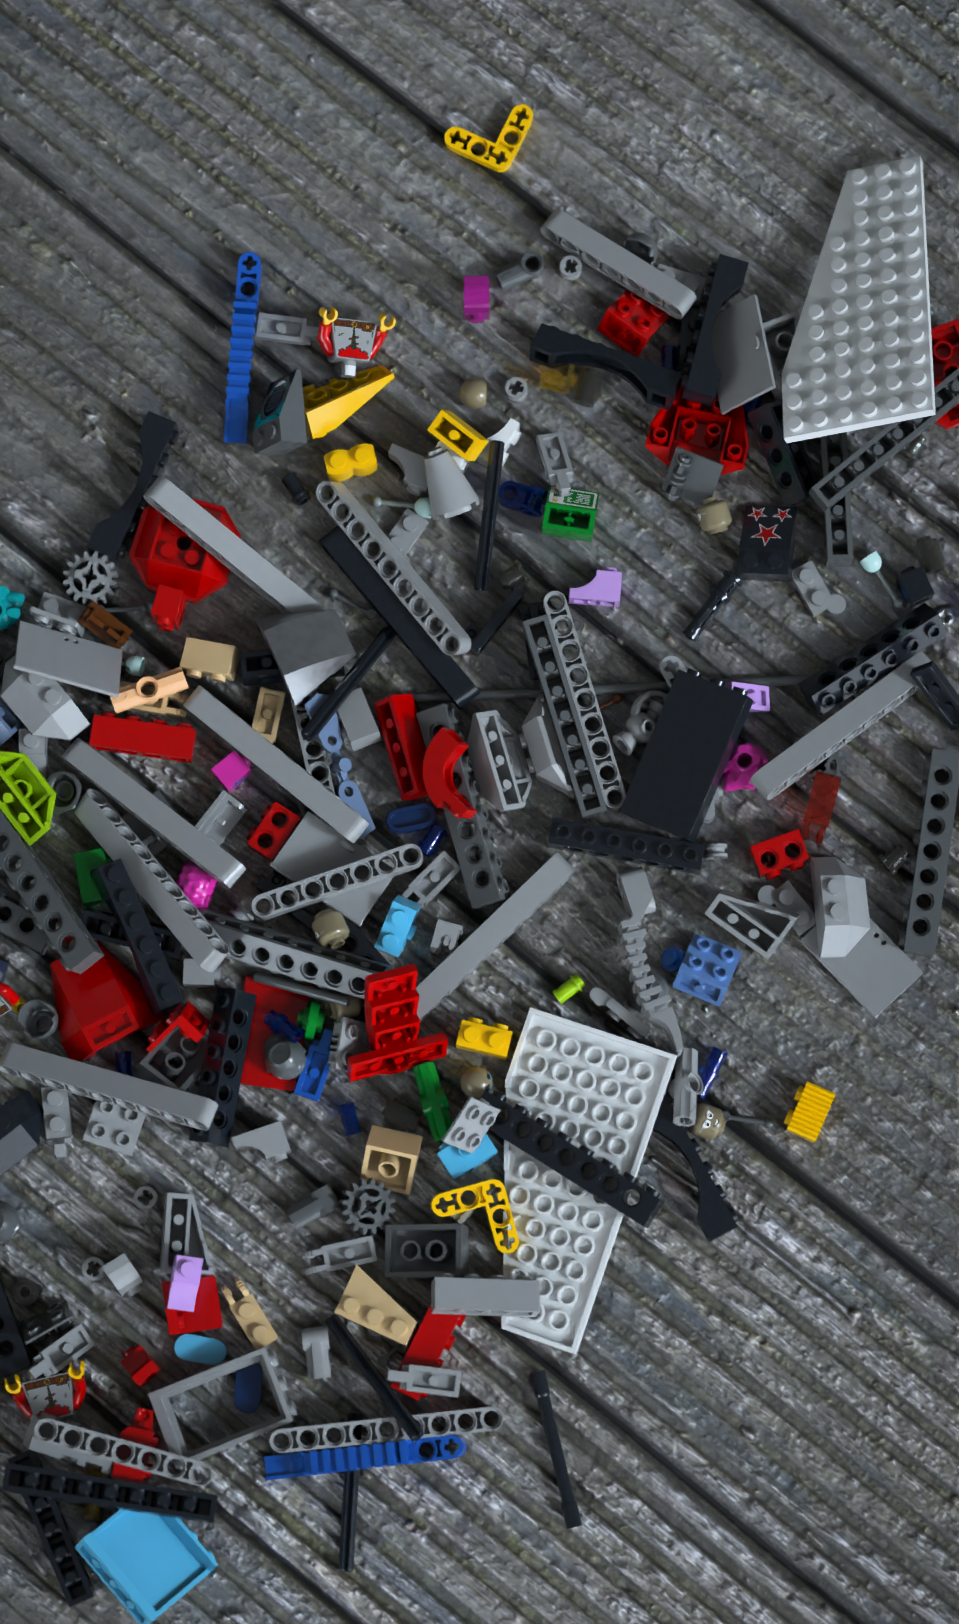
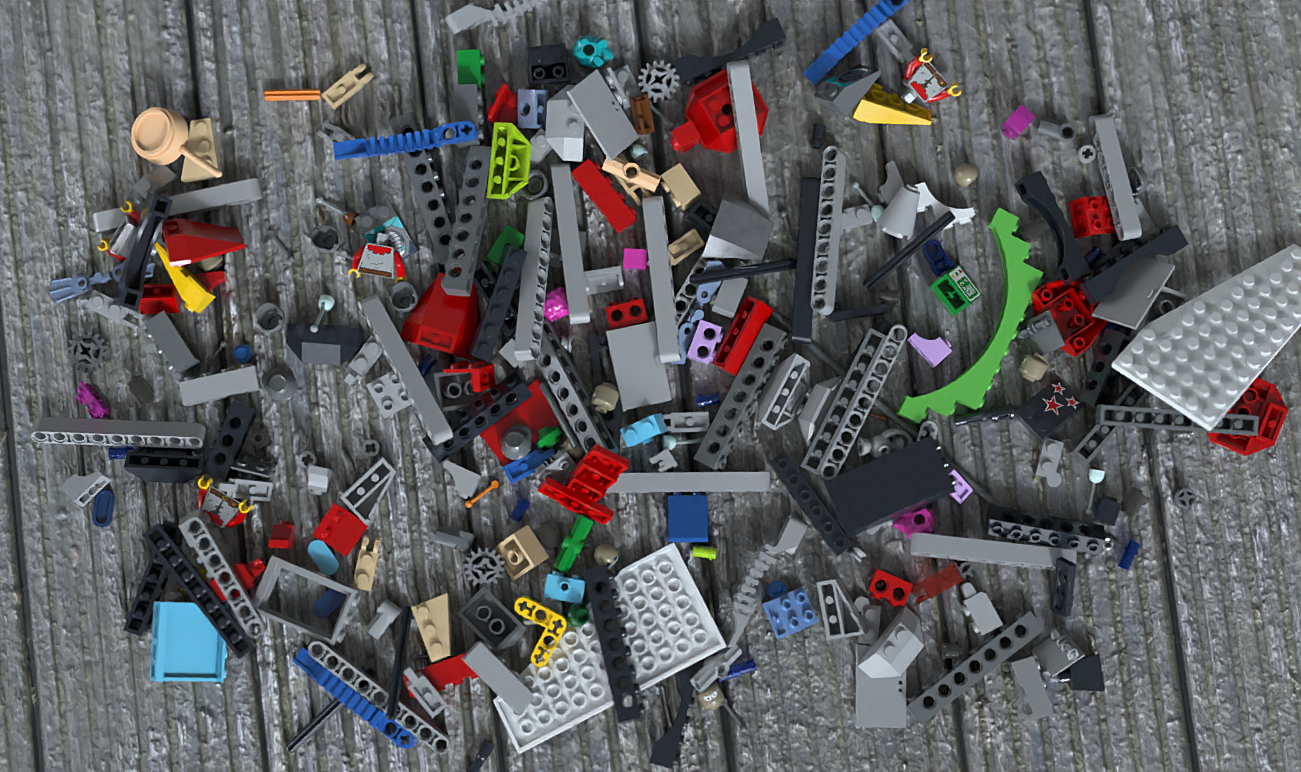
camera: 40 degrees right, 5 degrees up
(184, 1283) = (345, 515): lavender arch -> none
(280, 1024) = (530, 423): clear blue pin -> none
(301, 1118) = (494, 484): none -> orange hinge
(324, 881) = (622, 375): light grey beam -> none
(343, 1255) = (446, 580): light grey hinge -> none
(345, 463) = (865, 152): yellow brick -> none
(371, 789) = (701, 341): none -> lavender brick
(410, 818) = (708, 377): dark blue tile -> none
(432, 914) = (670, 442): none -> light aqua hinge
(438, 772) = (744, 367): red arch -> none
(458, 435) = (933, 190): yellow brick -> none
(471, 1124) = (578, 578): light grey hinge -> none
(484, 1039) = (632, 535): yellow brick -> none
(498, 148) = (1110, 49): yellow beam -> none
(504, 1165) = (577, 615): none -> dark green animal
(512, 383) = (992, 188): light grey bush -> none
(521, 971) = (687, 517): none -> blue slope
(555, 461) = (974, 255): light grey hinge -> none
(556, 382) = (1017, 209): clear yellow bracket -> none
(618, 1012) = (719, 591): light grey hinge -> none
(625, 450) = (1019, 284): none -> bright green arch
(809, 1112) = (771, 744): yellow brick -> none
(884, 794) = (979, 609): none -> light grey hinge

